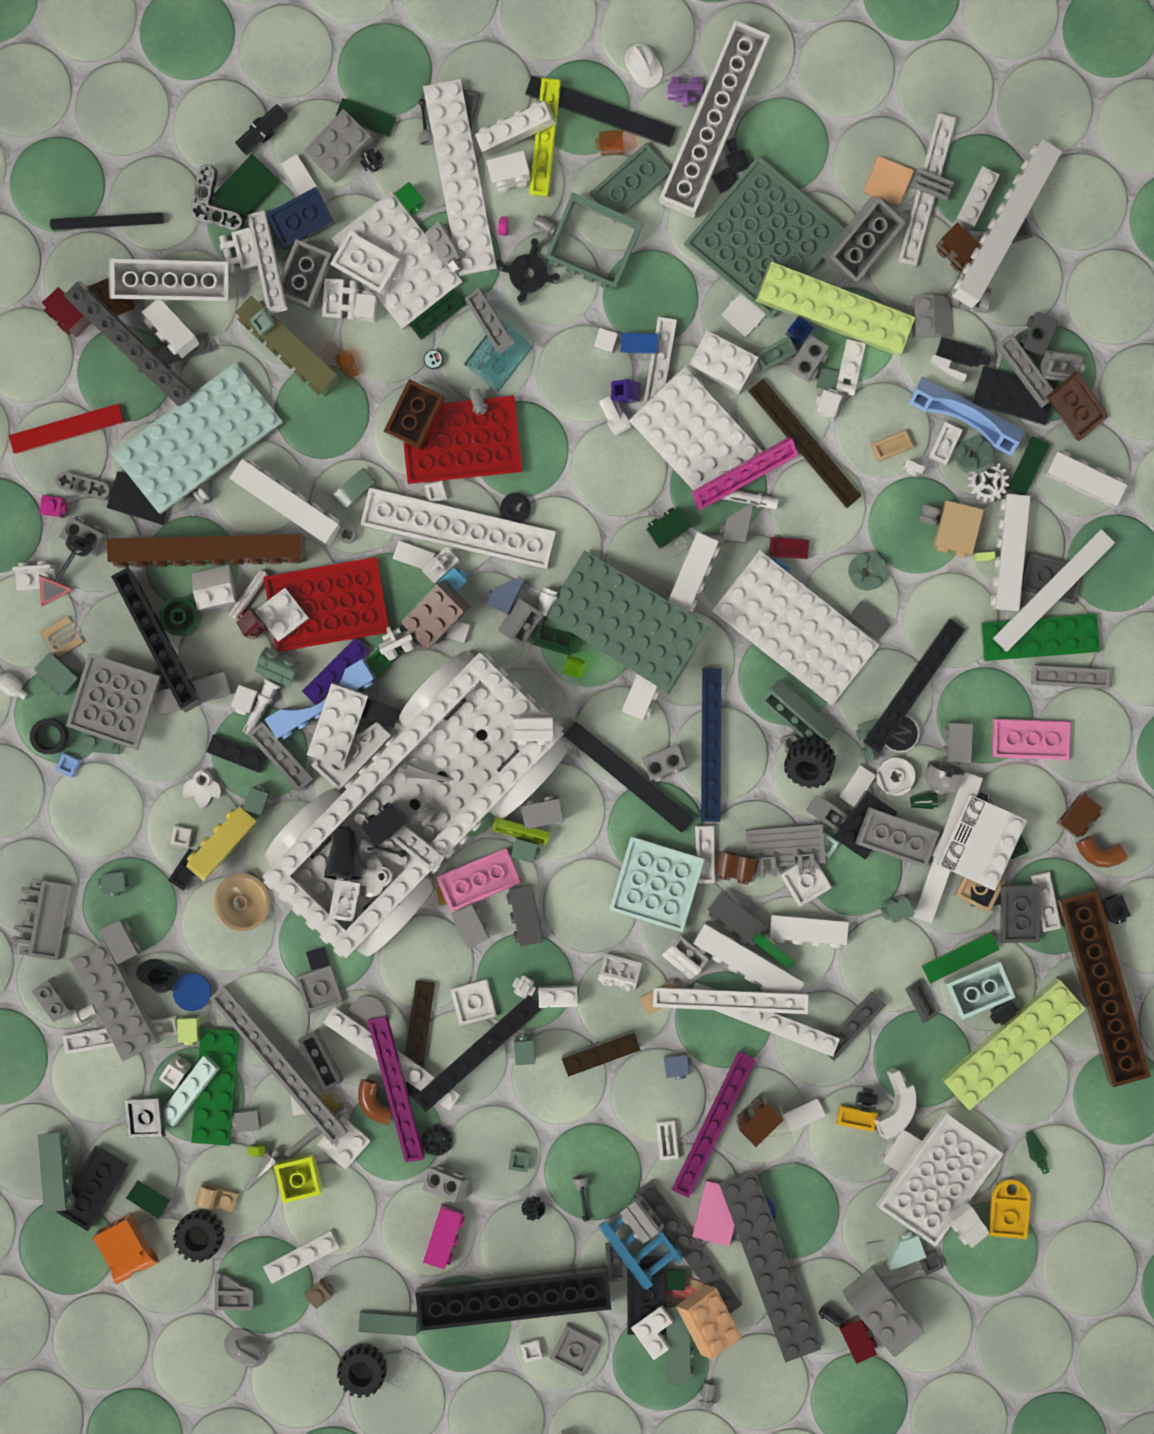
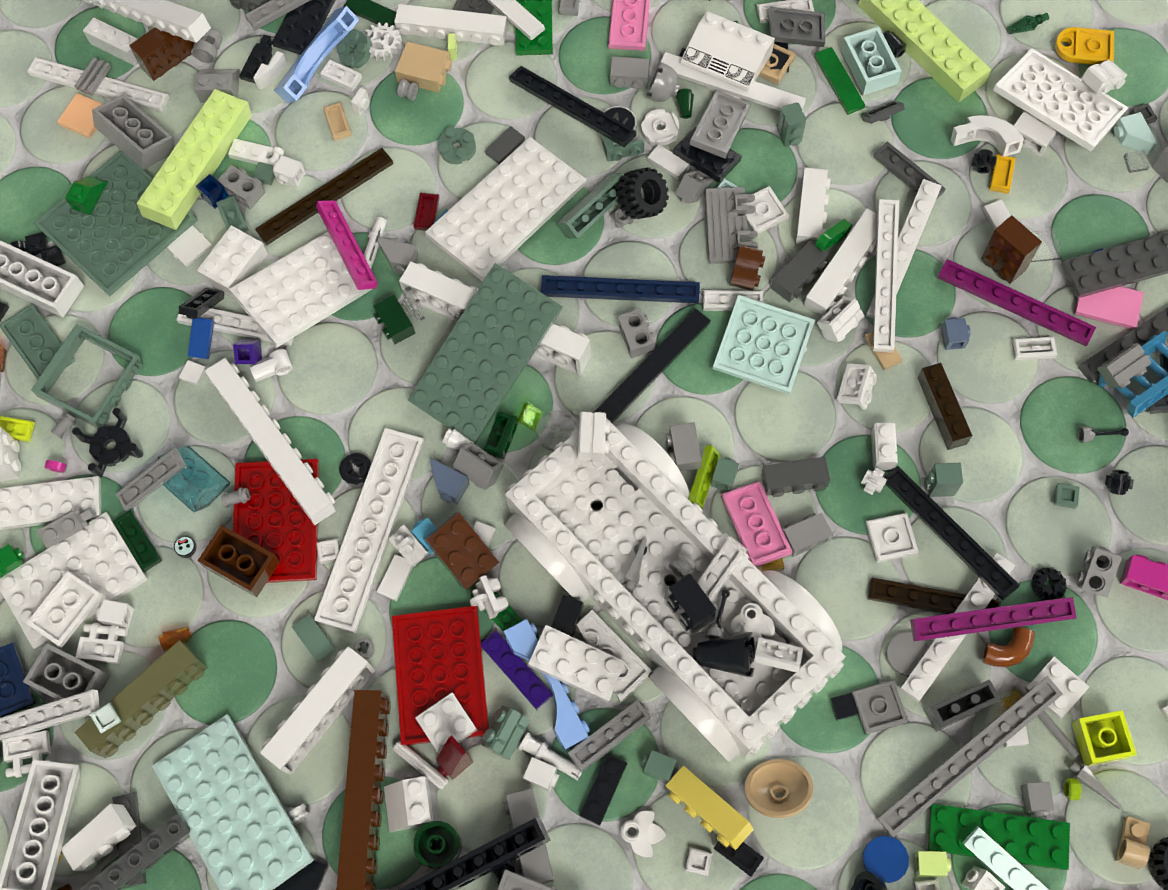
camera: 85 degrees left, 20 degrees down
(533, 426) = (270, 441): none -> white brick
(672, 340) = (201, 303): none -> black plate
(790, 205) = (85, 194): none -> green slope

